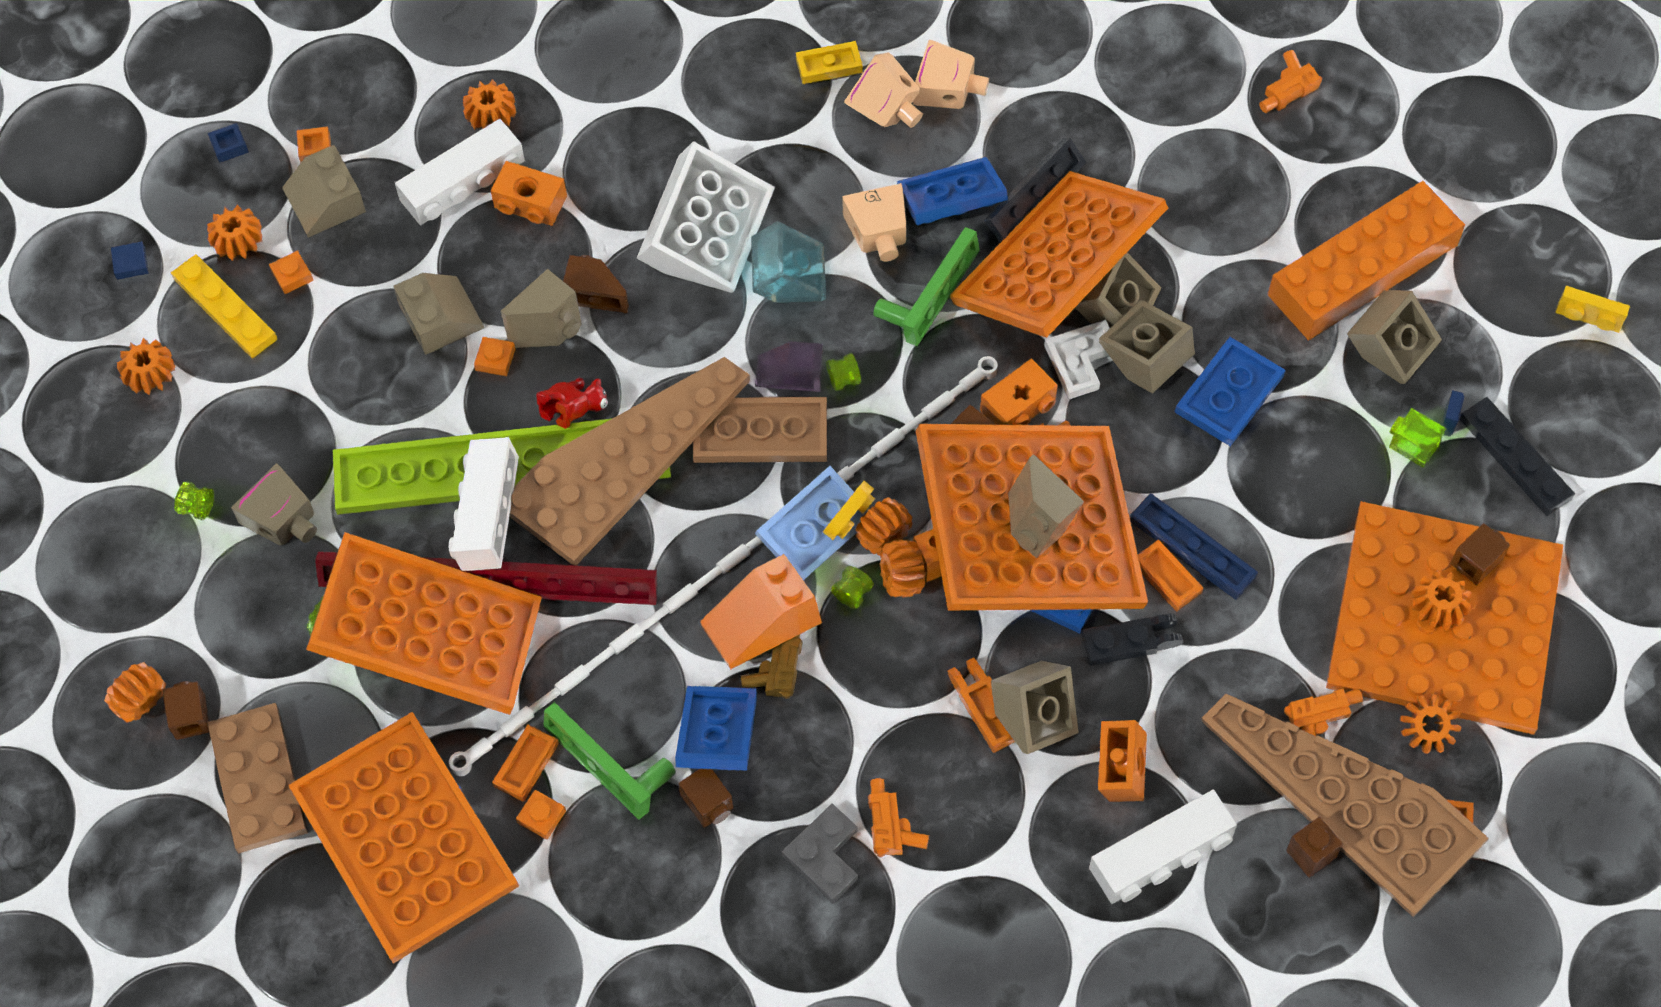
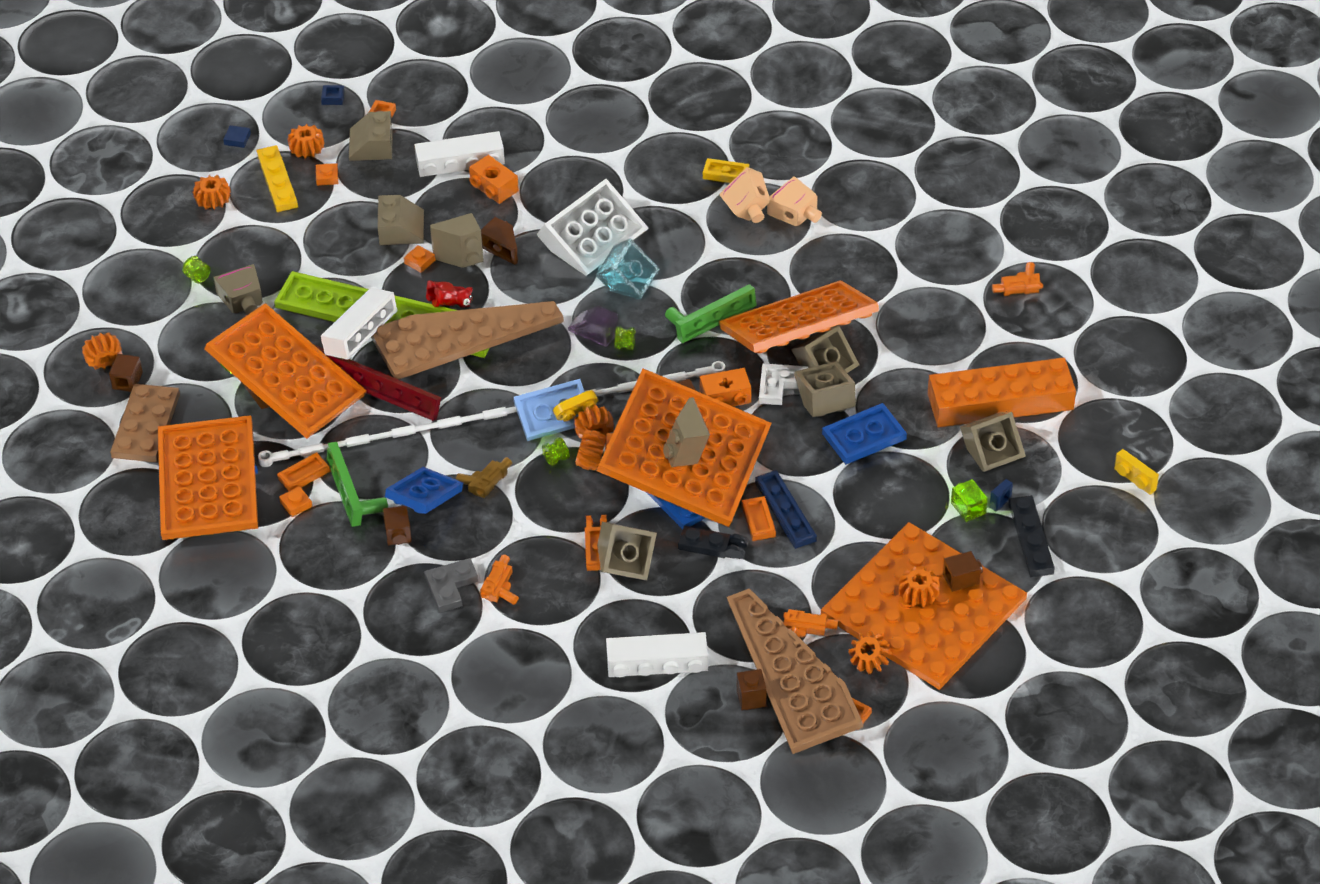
camera: 25 degrees right, 15 degrees down
(488, 104) = (500, 121): orange gear -> none
(761, 612) = (491, 442): orange slope -> none
(766, 431) = (557, 353): medium nougat plate -> none
(877, 220) = (701, 264): light nougat torso -> none
(952, 190) = (756, 264): blue plate -> none
(1034, 188) = (811, 280): black plate -> none
(1122, 761) = (659, 598): orange brick -> none

